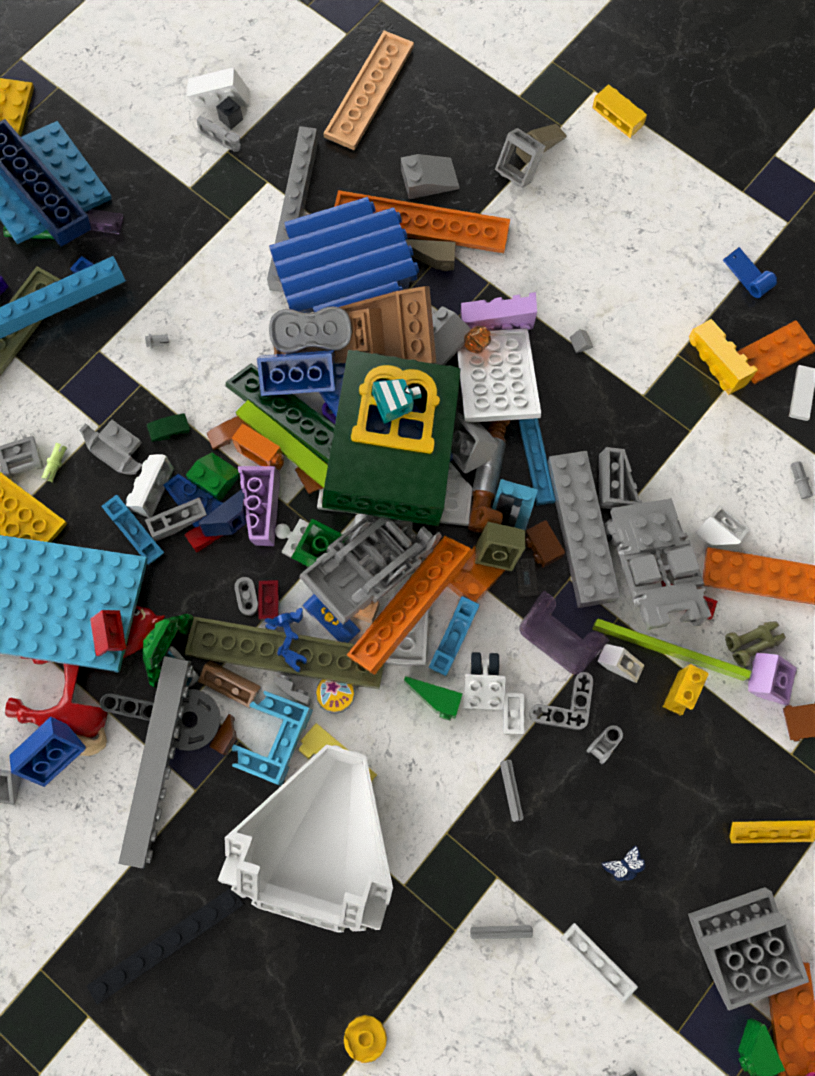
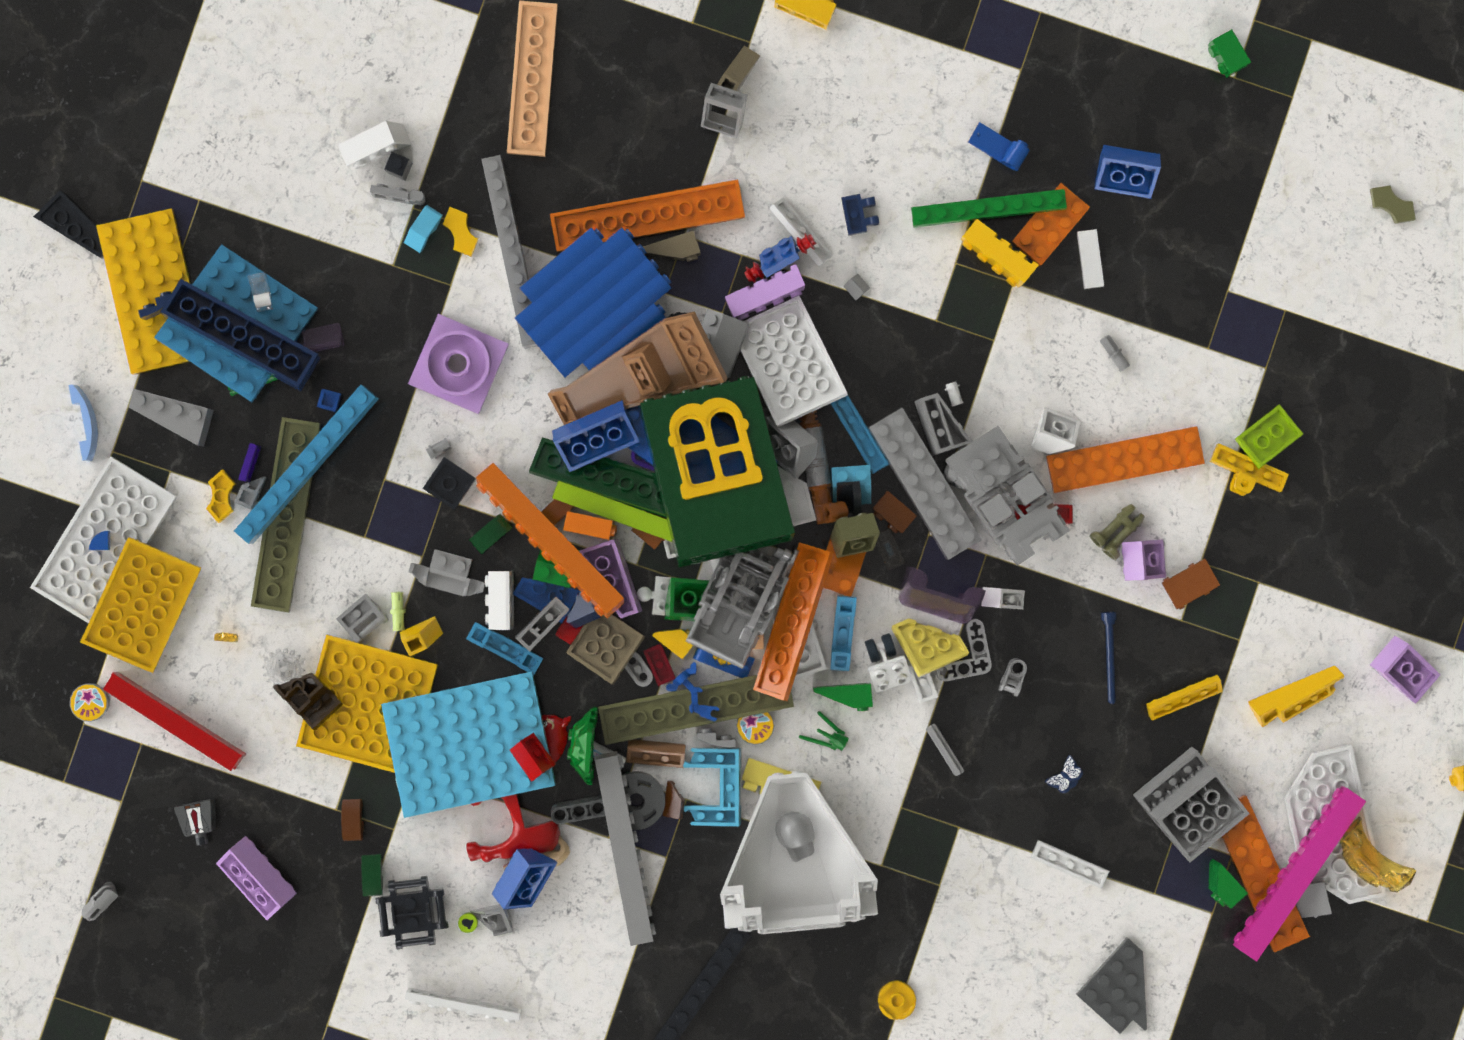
camera: 20 degrees left, 15 degrees up
(63, 489) = (421, 636): none -> yellow slope
(69, 159) = (260, 291): none -> clear leg
(152, 372) = (449, 483): none -> black plate
(209, 299) = (471, 385): none -> lavender piece
(217, 449) = (550, 541): none -> orange brick
(226, 562) = (606, 646): none -> dark tan plate
(230, 162) = (422, 228): none -> medium azure slope
(257, 188) = (463, 240): none -> yellow tile
(292, 584) = (674, 641): none -> yellow slope
(296, 330) = (578, 397): light grey plate -> none
(330, 813) = (796, 835): none -> light grey piece
(394, 398) = (707, 442): teal torso -> none
(408, 738) = (837, 740): none -> green plant
(428, 175) = (635, 158): light grey slope -> none
(477, 339) = (756, 333): clear orange head -> none
(501, 932) = (979, 872): light grey axle -> none
(529, 284) = (779, 256): none -> blue plate
(531, 681) = (928, 646): none -> light yellow plate
(549, 279) = (797, 228): none -> white plate
(601, 283) = (854, 214): none -> dark blue plate
(638, 461) = (954, 393): none -> white pin
(671, 650) = (1043, 568): lime tile -> none
(686, 689) = (1068, 604): yellow panel -> none
(719, 724) = (1109, 619): none -> dark blue piece
(725, 317) = (989, 208): none -> green plate

